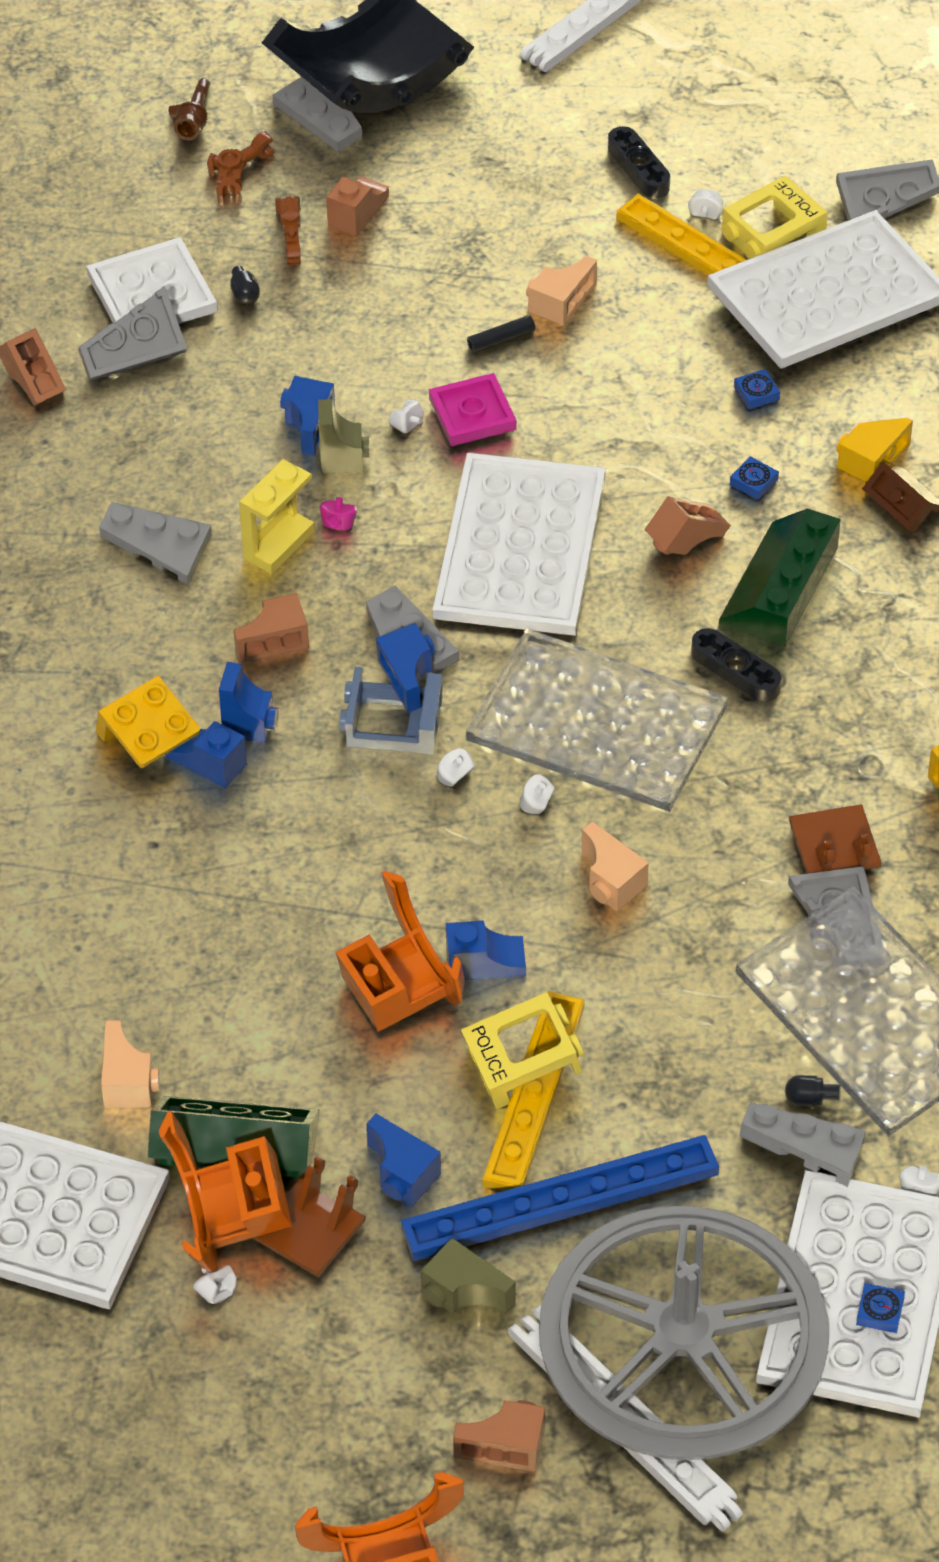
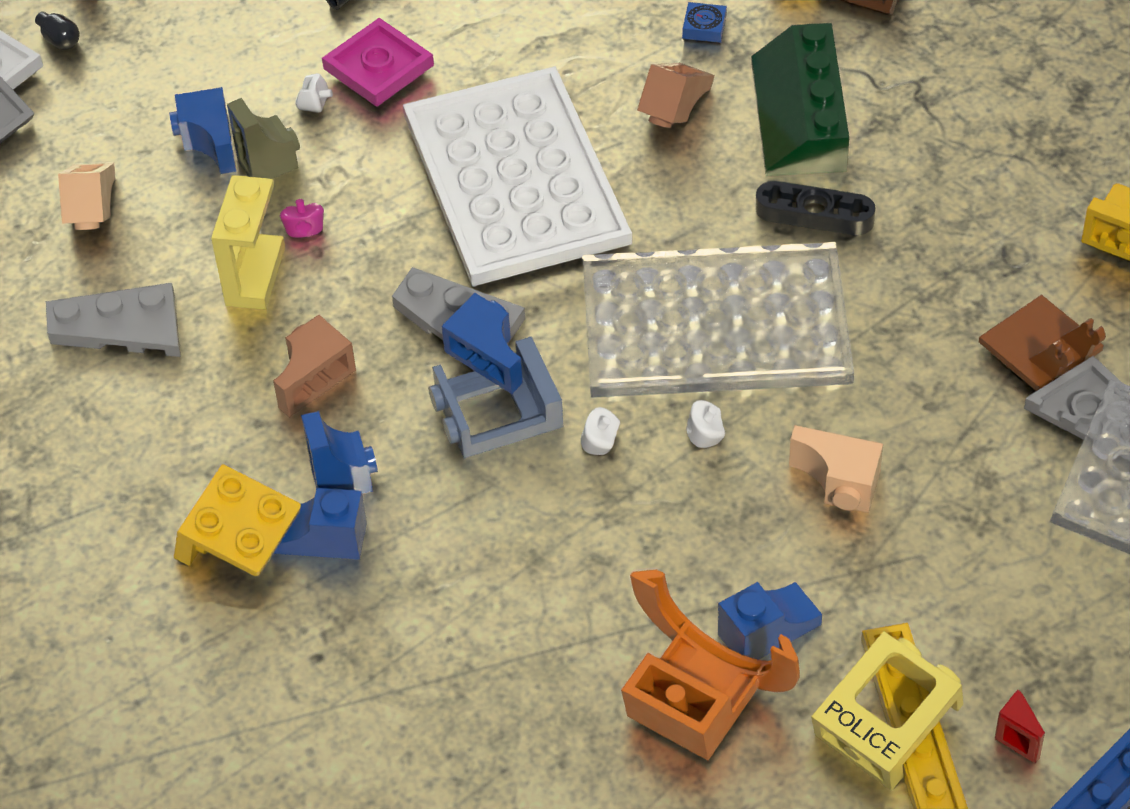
camera: 25 degrees left, 0 degrees up
(187, 428) = (86, 194): none -> light nougat arch
(608, 1103) = (1020, 728): none -> red slope

